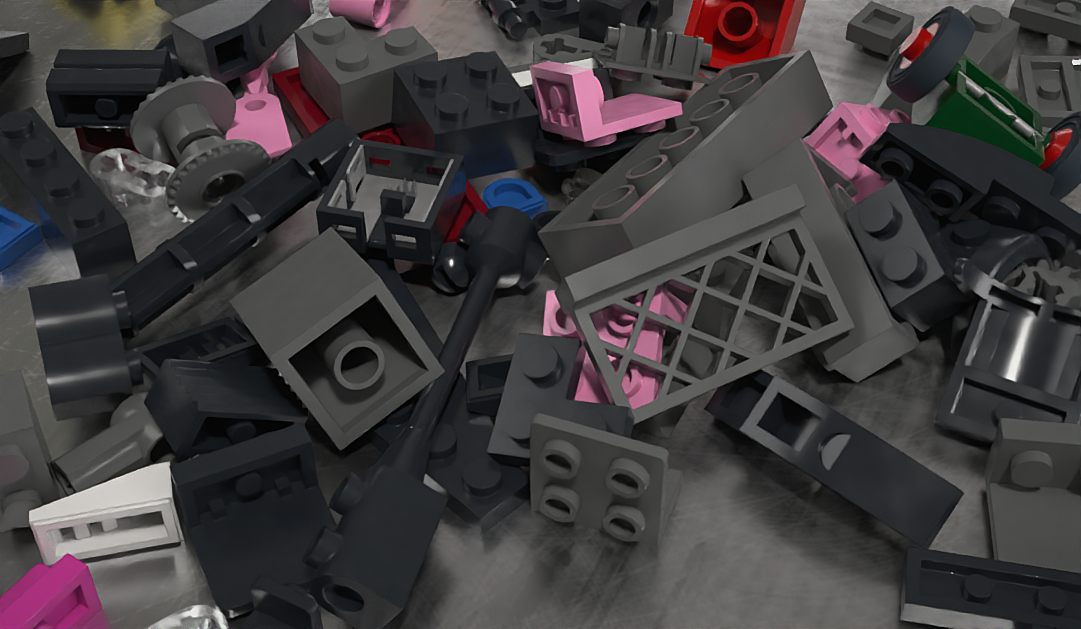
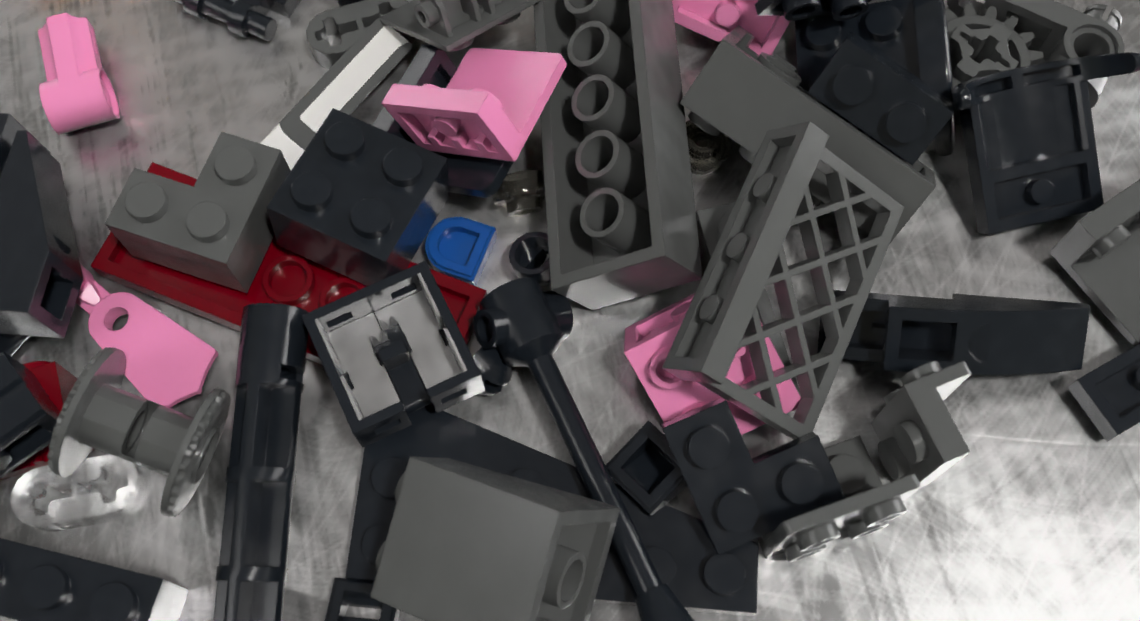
camera: 40 degrees left, 25 degrees up
(731, 464) = (917, 427): none -> dark grey bracket

